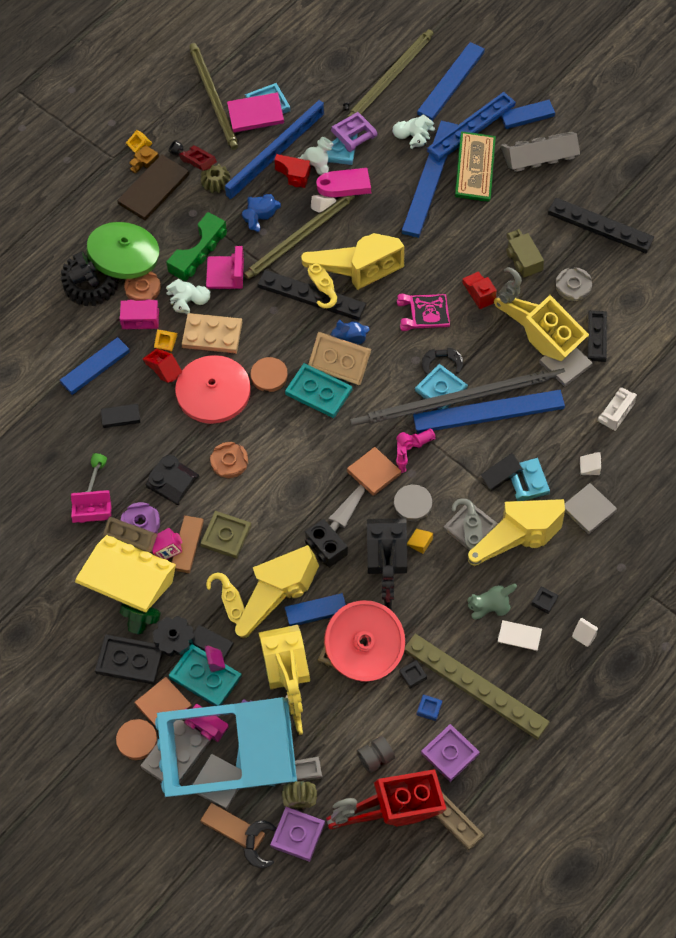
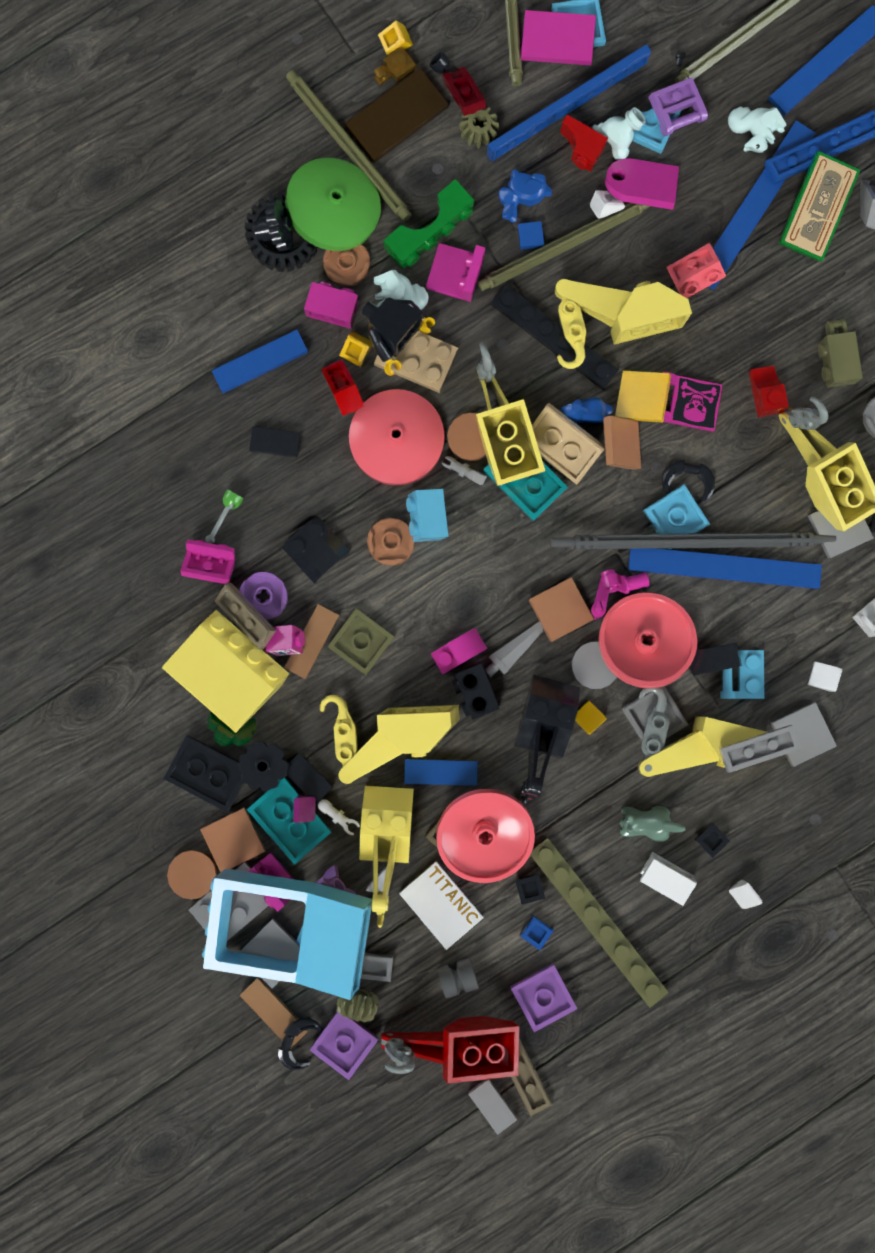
camera: 10 degrees right, 25 degrees up
(123, 213) = (348, 145): none -> olive piece
(190, 312) = (393, 327): none -> black torso
(232, 659) = (327, 808): none -> white piece
(252, 431) = (427, 515): none -> medium azure brick
(270, 397) = (464, 470): none -> light grey piece
(273, 236) = (530, 235): none -> blue tile
(291, 352) = (506, 431): none -> light yellow slope
(304, 516) = (458, 651): none -> dark pink brick
(346, 707) = (441, 905): none -> white tile
(383, 346) = (622, 443): none -> nougat tile
(389, 314) = (643, 396): none -> yellow tile
(402, 225) = (696, 271): none -> coral bracket
(435, 850) = (492, 1106): none -> light grey tile
(446, 470) = (653, 620): none -> coral dish
(551, 509) = (759, 748): none -> light grey plate

